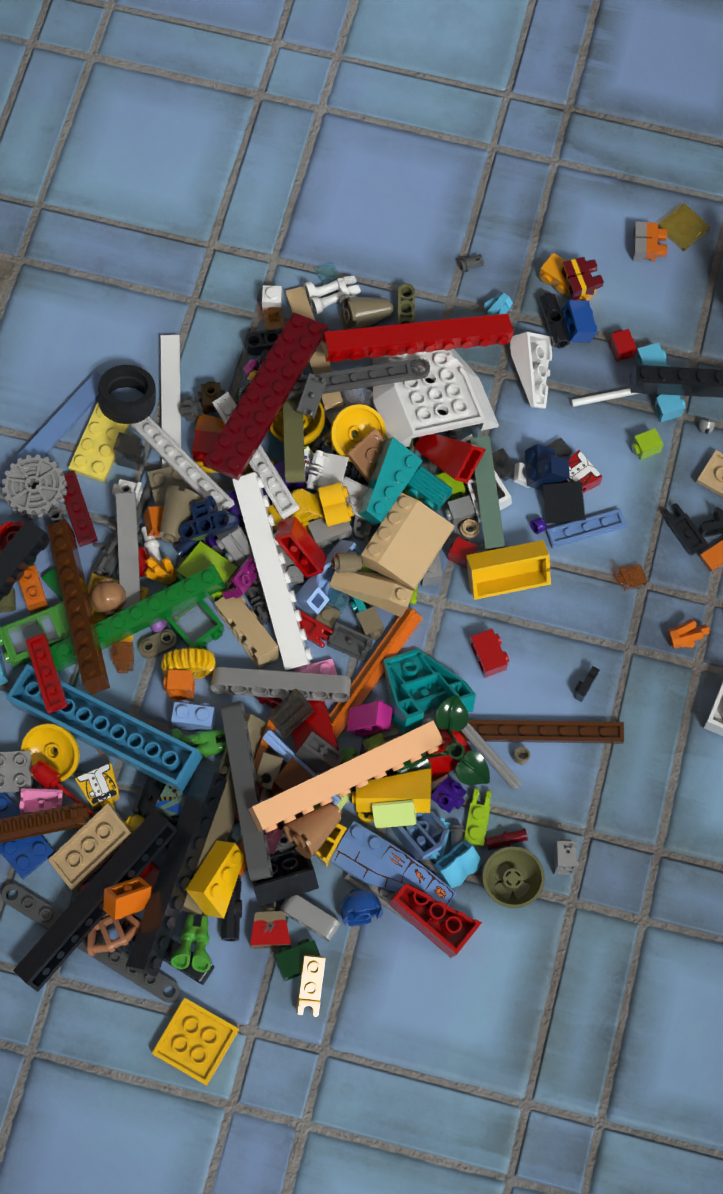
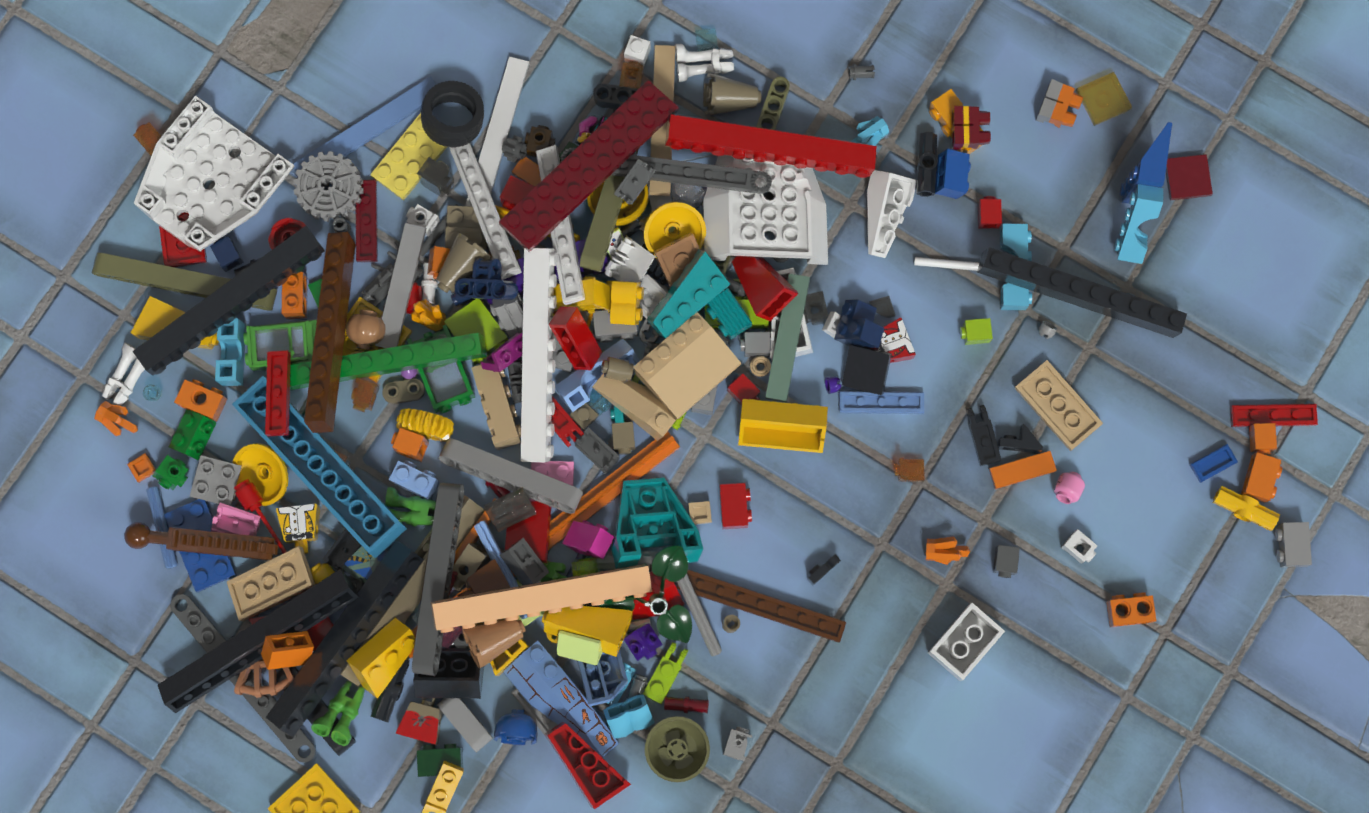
camera: 20 degrees right, 10 degrees up
(461, 667) = (700, 512): none -> tan plate

